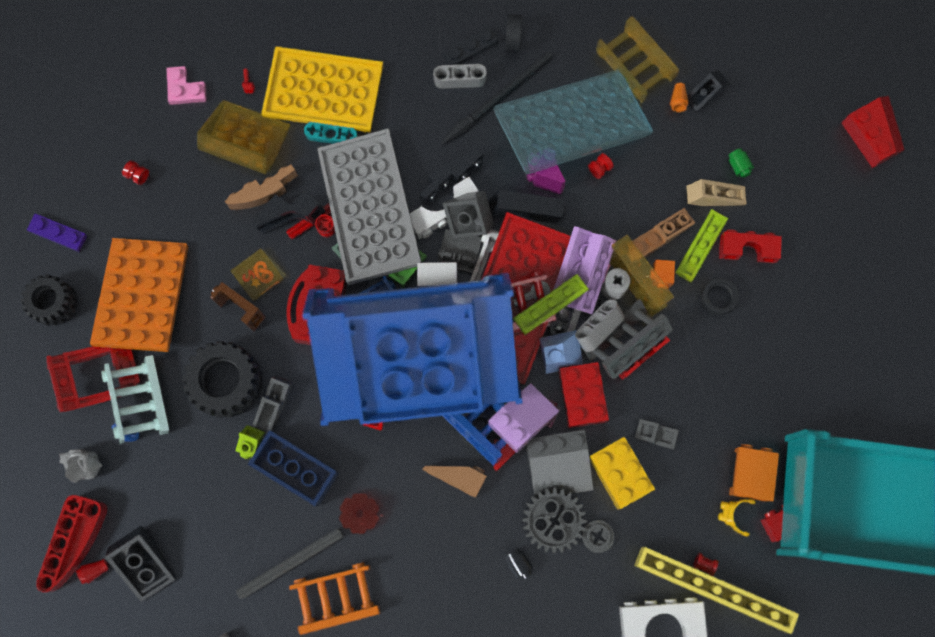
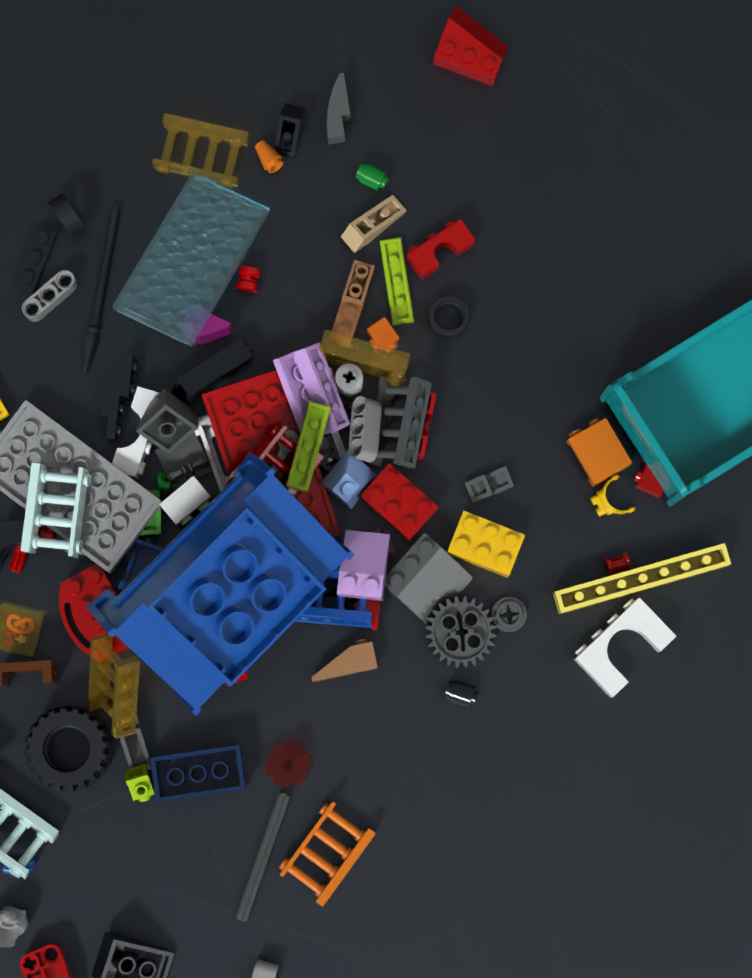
camera: 45 degrees left, 5 degrees up
(284, 360) = (125, 685): none -> clear yellow fence
(333, 200) = (37, 497): none -> light aqua fence
(432, 252) = (162, 482): none -> green arm
(649, 308) = (395, 379): none -> clear yellow plate
(750, 103) = (337, 111): none -> dark grey slope

